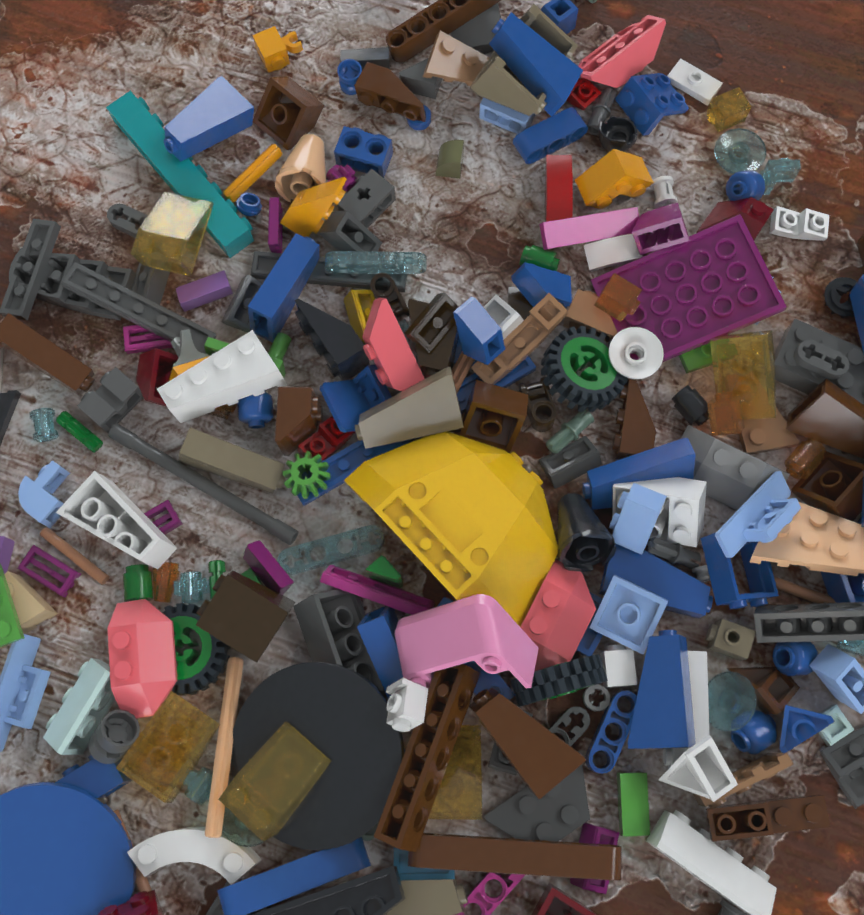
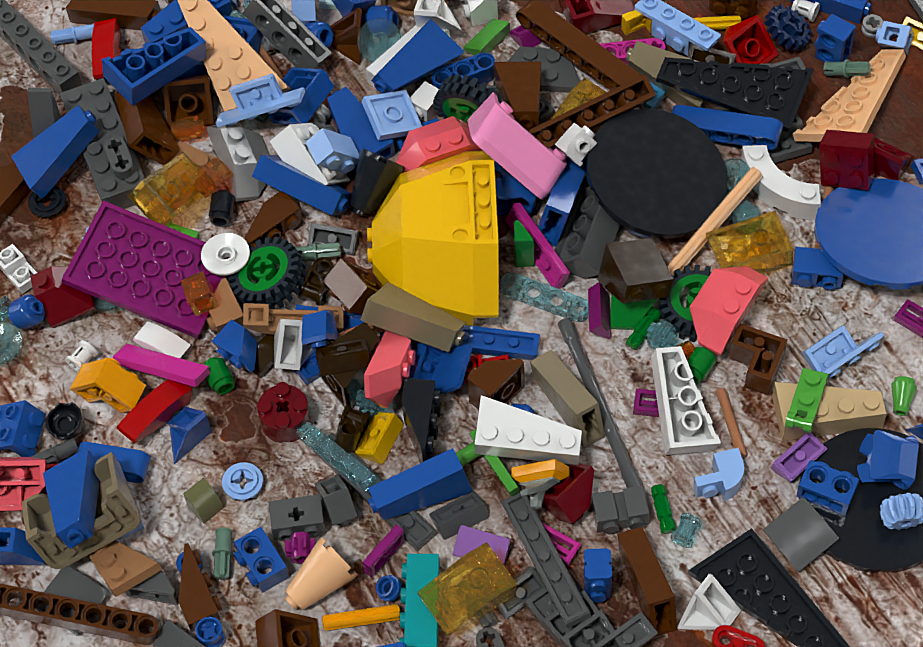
camera: 140 degrees left, 15 degrees down
(68, 582) = (765, 444): magenta tile -> none
(74, 632) = (761, 352): none -> reddish brown brick
(81, 710) = (793, 307): light aqua slope -> none
(82, 323) = (597, 574): none -> blue brick
(114, 736) = (781, 267): dark grey wheel -> none
(274, 782) = (694, 171): clear yellow slope -> none
(306, 485) = (519, 349): bright green gear -> none
(311, 205) = (343, 521): light orange slope -> none
(399, 138) = (222, 553): none -> sand green axle
(437, 189) = (234, 474): none -> light blue gear
(454, 267) = (283, 412): none -> dark red brick
(522, 206) = (187, 431): none -> blue slope
(662, 228) = (115, 322): magenta torso -> none
(730, 639) = (343, 70): dark tan brick -> none

